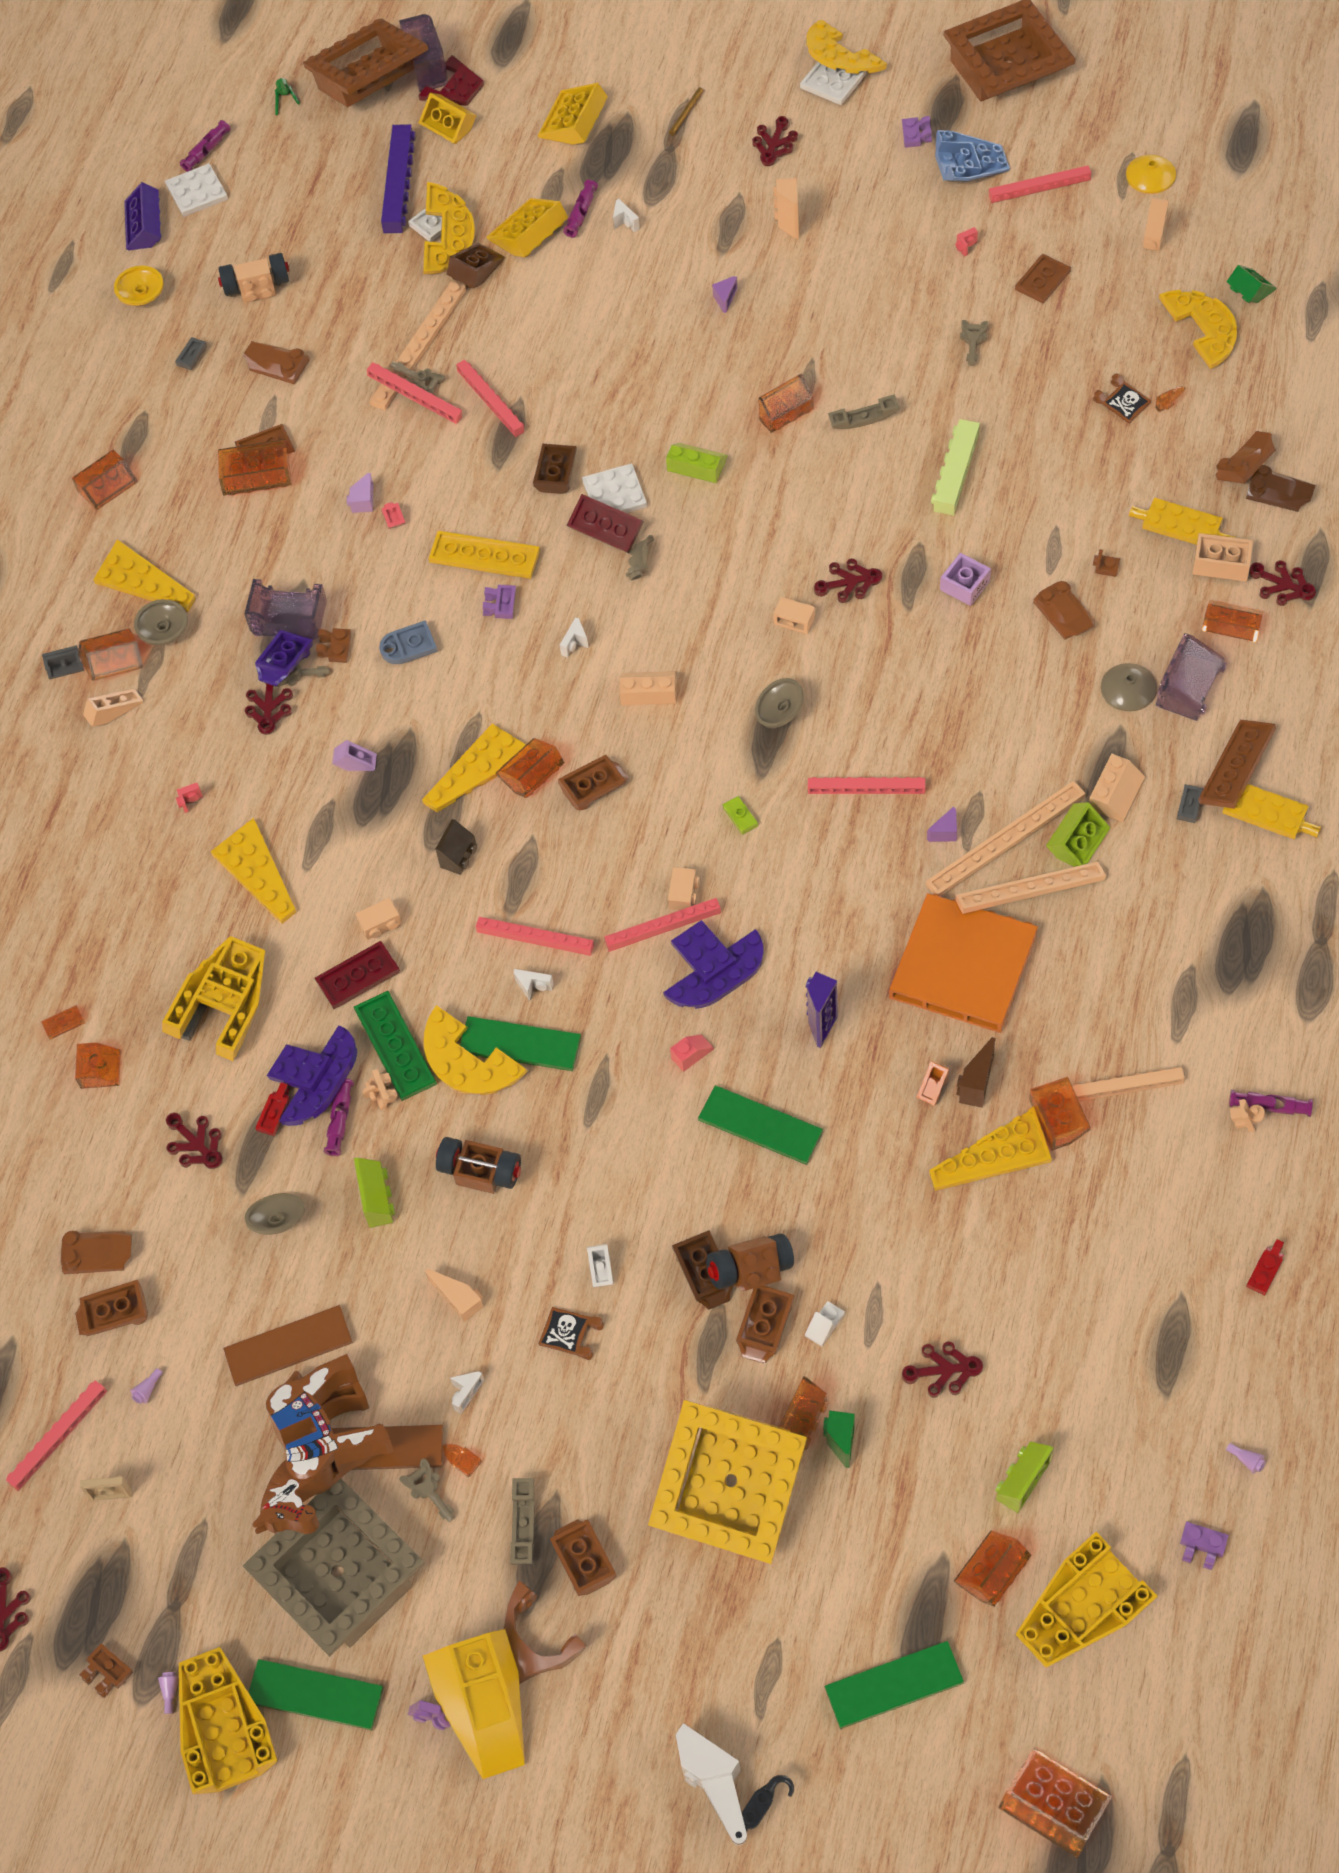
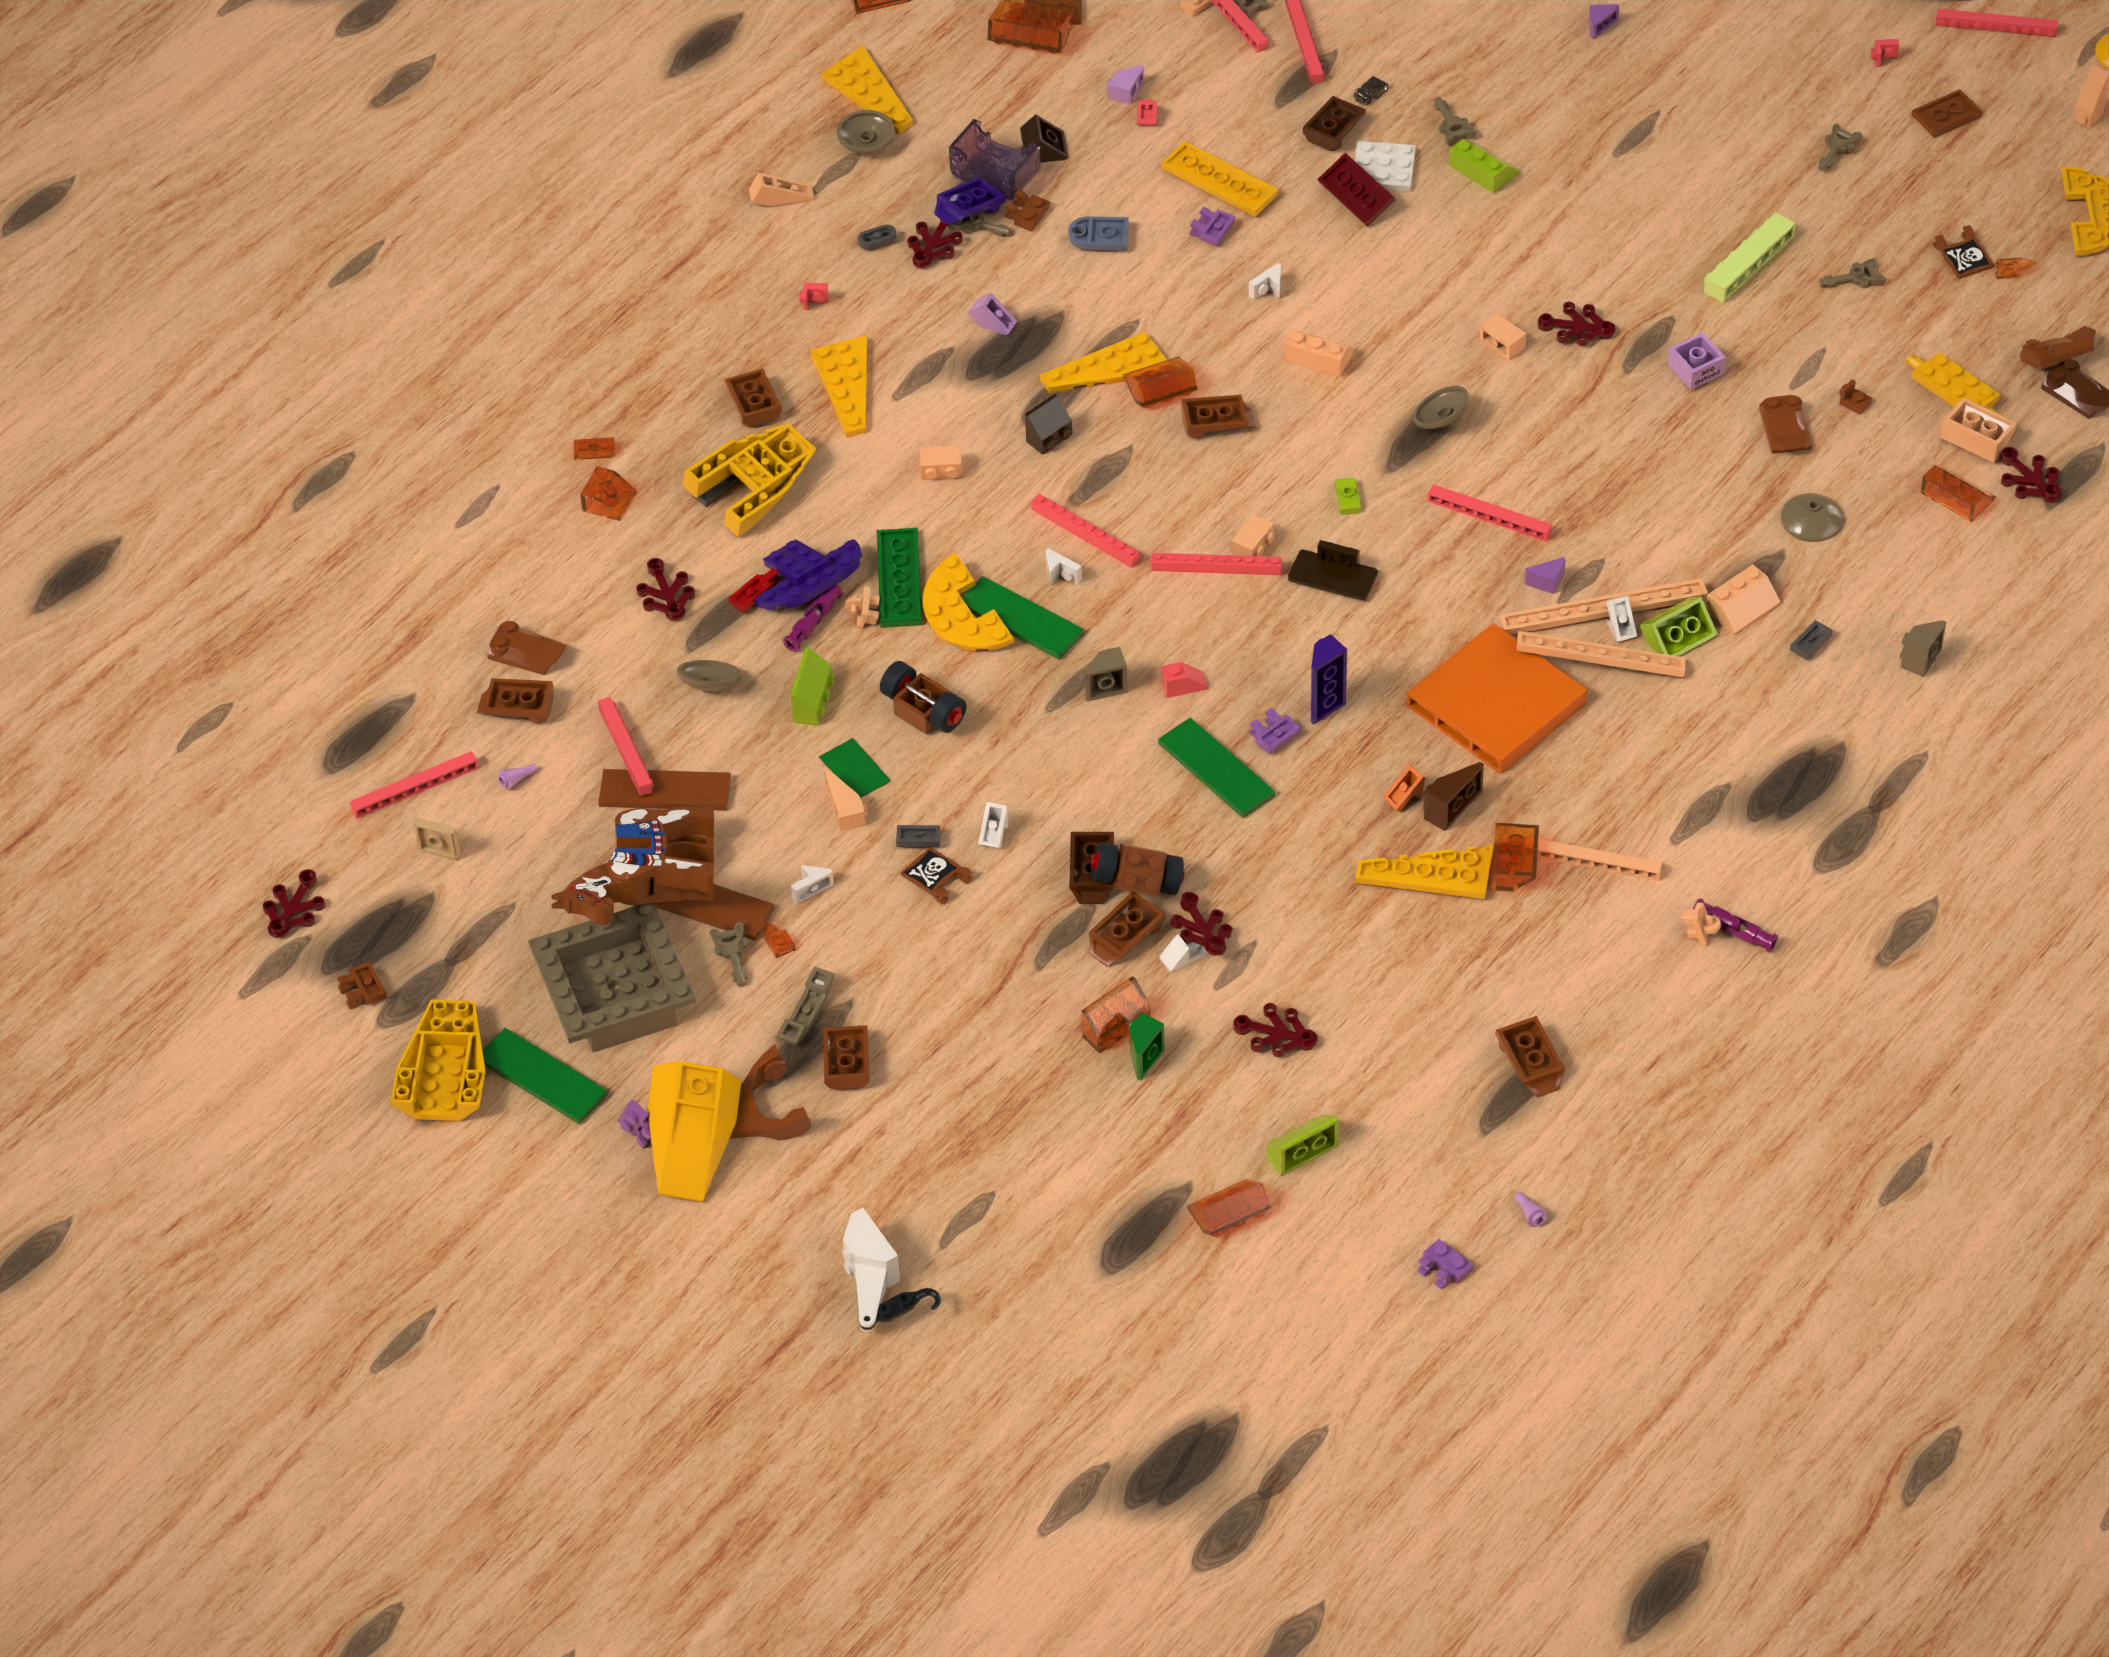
camera: 20 degrees right, 10 degrees down
(62, 662) = (753, 136): dark grey hinge -> none
(110, 654) = (801, 143): clear orange slope -> none
(168, 1686) = (412, 1018): lavender cone -> none
(184, 918) = (754, 398): none -> dark orange slope
(216, 719) = (877, 237): none -> dark grey plate
(233, 1318) = (625, 746): none -> coral piece
(317, 570) = (1047, 136): none -> dark brown slope
(357, 974) = (895, 504): dark red plate -> none
(446, 1253) = (854, 768): none -> green window
(537, 1301) = (918, 836): none -> dark grey plate
(569, 425) = (1370, 89): none -> clear smoke plate
(627, 1074) = (1106, 675): none -> dark tan slope
(639, 559) = (1370, 237): dark tan plant -> none
(652, 432) = (1452, 125): none -> dark tan piece
(715, 967) = (1246, 616): dark purple plate -> none
(734, 1518) = (1031, 1007): yellow piece -> none
(765, 893) = (1333, 570): none -> dark brown bracket
(785, 403) = (1602, 139): clear orange slope -> none
(797, 1072) = (1280, 731): none -> medium lavender plate
(830, 1293) = (1213, 944): none -> dark red plant
(864, 416) = (1679, 180): dark tan slope -> none
(894, 1685) = (1081, 1266): green tile -> none
(1027, 846) = (1621, 618): none -> white slope
(1049, 450) = (1857, 276): none -> dark tan piece
(1055, 1802) = (1178, 1411): clear orange slope -> none
(1083, 1603) = (1297, 1261): yellow wedge -> none
(1172, 1303) = (1532, 1055): none -> dark orange slope
(1189, 678) = (1874, 524): windscreen -> none
(1237, 764) = (1879, 619): dark orange tile -> none
(1266, 1268) = (1646, 1063): red hinge -> none
(1272, 813) = (1886, 671): yellow plate -> none
(1286, 776) = (1922, 646): none -> dark tan slope

